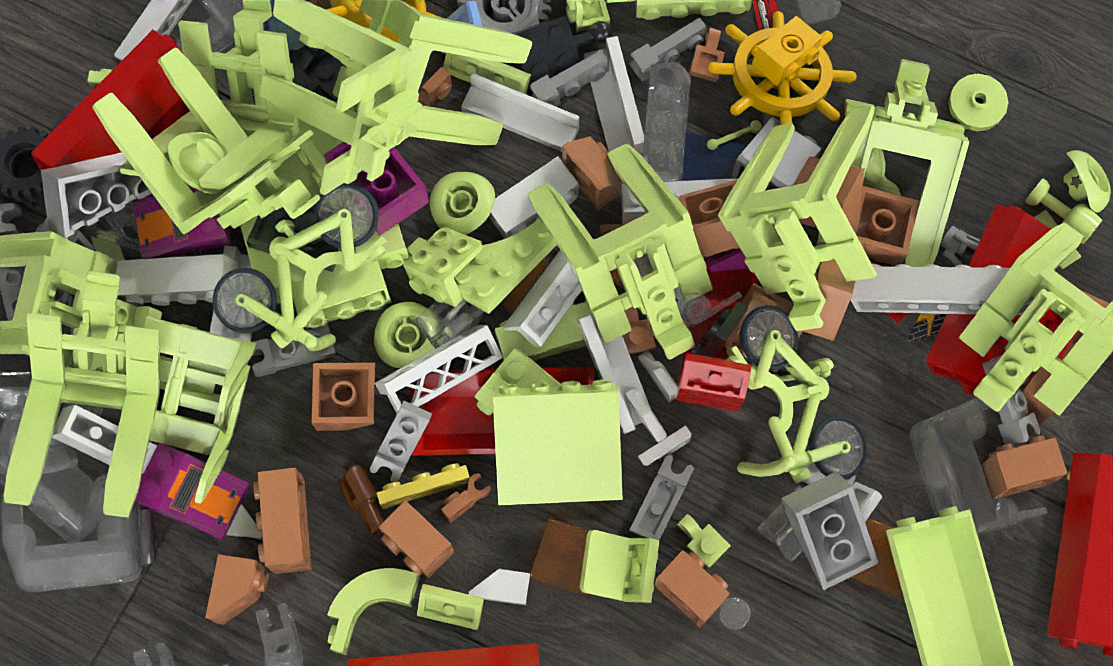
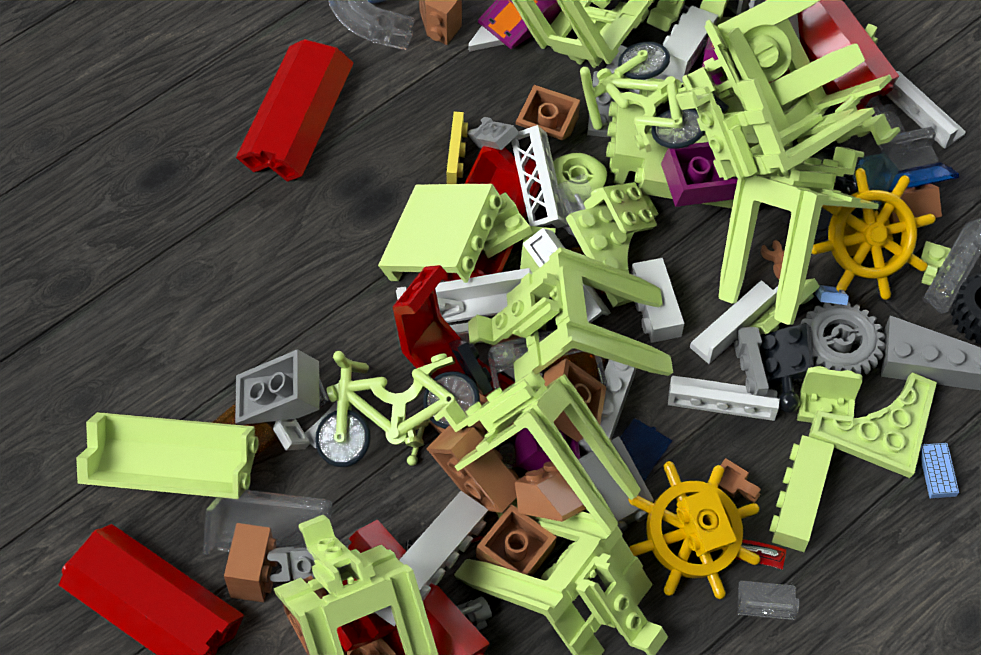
camera: 110 degrees right, 15 degrees down
(283, 521) = (470, 52): nougat brick -> none
(361, 497) = (473, 107): reddish brown arm -> none
(363, 591) = (393, 103): yellowish green arch -> none
(416, 539) = (415, 124): nougat brick -> none
(450, 606) = (358, 135): yellowish green plate -> none
(459, 503) = (431, 166): nougat plate -> none
(462, 201) = (674, 247): yellowish green hat -> none
(504, 587) = (355, 177): white tile -> none
(561, 557) = (355, 225): clear orange plate -> none
(592, 170) = (669, 336): nougat slope -> none
(619, 567) = (330, 244): yellowish green bracket -> none
(660, 501) = (365, 298): light grey plate -> none
(667, 49) = (748, 434): light grey plate -> none
(667, 120) = (681, 417): clear brick -> none
(692, 587) = (285, 282): nougat brick -> none
(705, 543) = (318, 318): yellowish green plate -> none
(734, 613) = (254, 316): clear tile -> none
(754, 127) = (651, 454): yellowish green hinge -> none

